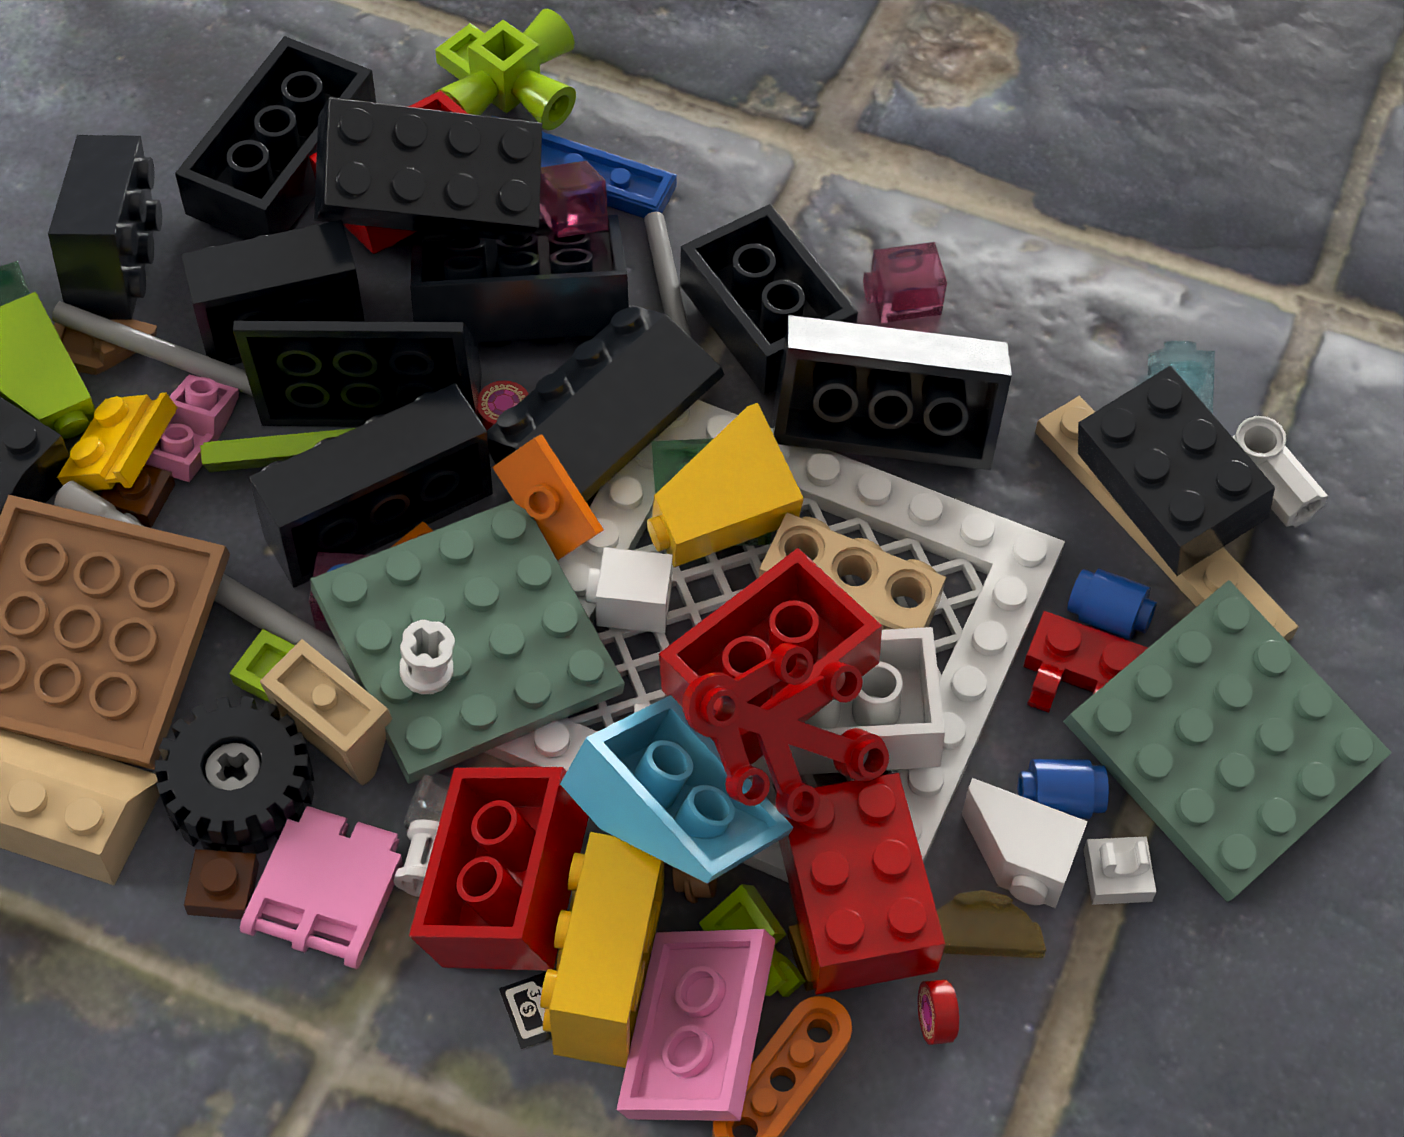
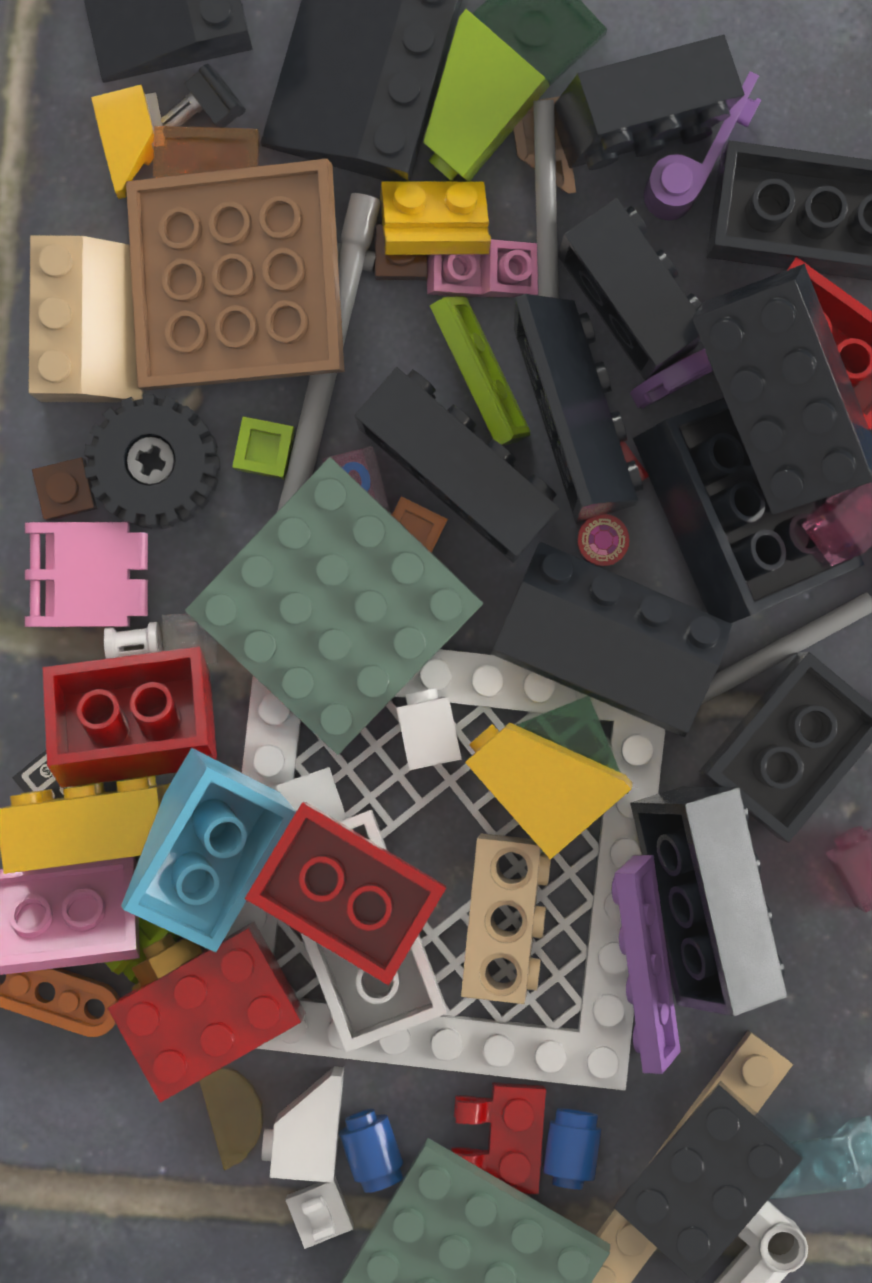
camera: 75 degrees right, 30 degrees up
(187, 222) = (679, 179): none -> medium lavender door
(329, 710) = (220, 517): tan tile -> none
(372, 289) = (672, 379): none -> medium lavender tile
(426, 657) = (291, 589): white bush -> none
(549, 496) = (487, 628): orange plate -> none
(779, 726) = (248, 876): red plant -> none
(784, 903) = (164, 957): none -> pearl gold plate
(917, 465) = (647, 962): none -> medium lavender plate
(938, 1012) = (135, 1101): red tile -> none

